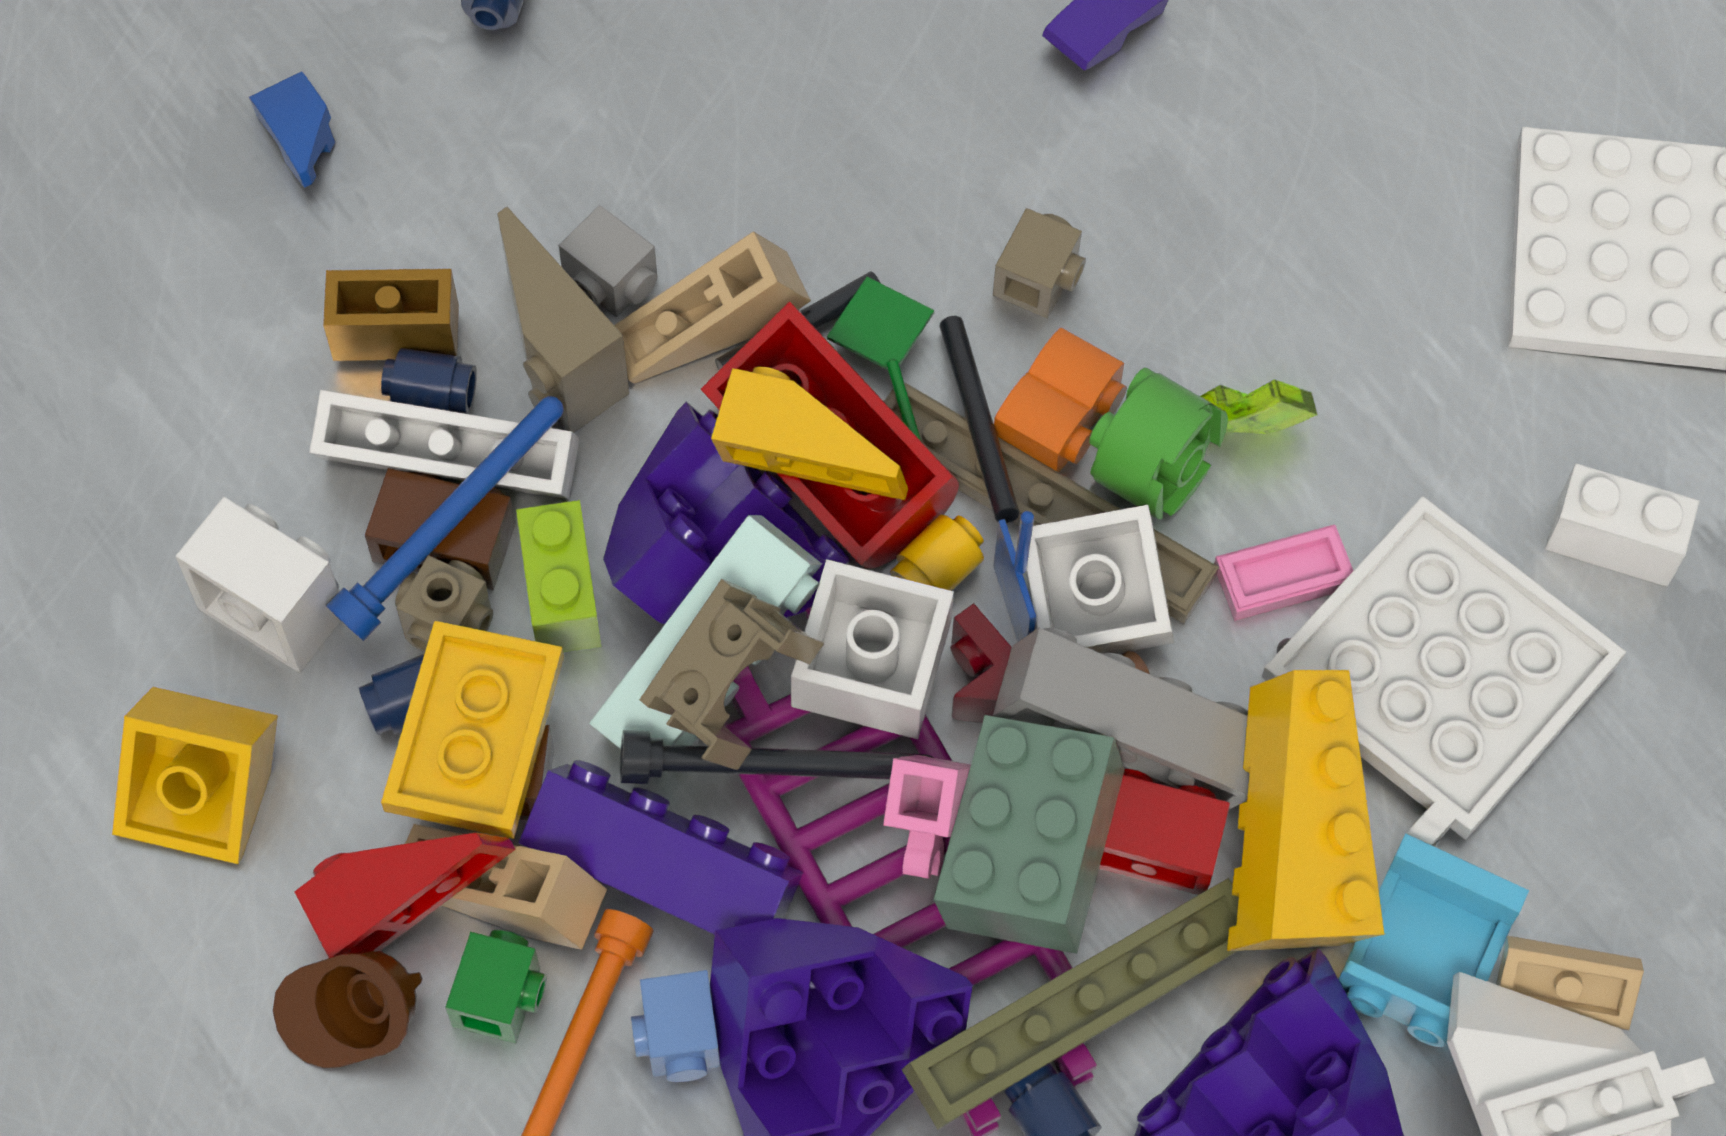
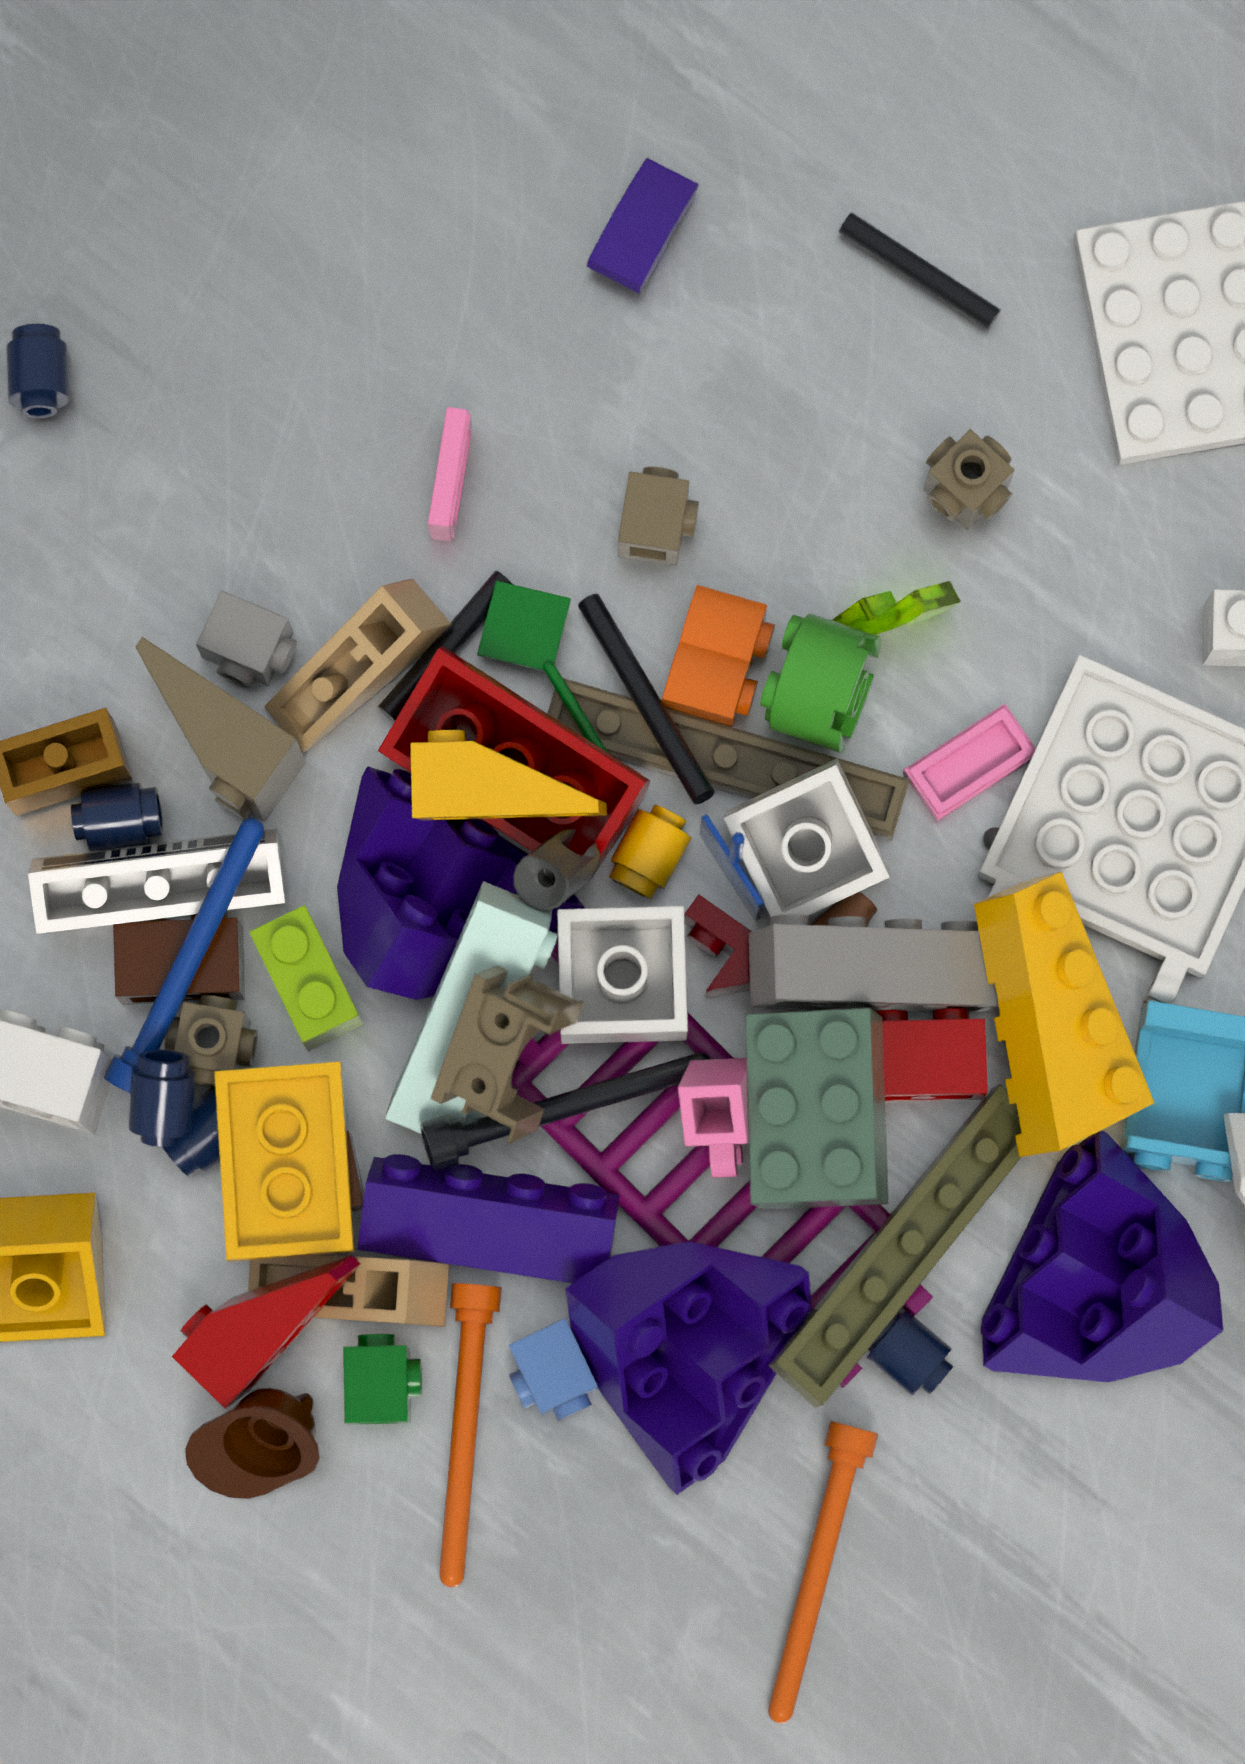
camera: 15 degrees left, 15 degrees up
(373, 633) = (161, 1097): none -> dark blue brick
(836, 528) = (554, 871): none -> dark grey piece
(853, 173) = (450, 474): none -> bright pink tile
(1356, 308) = (967, 498): none -> dark tan brick
(1360, 125) = (919, 270): none -> black bar

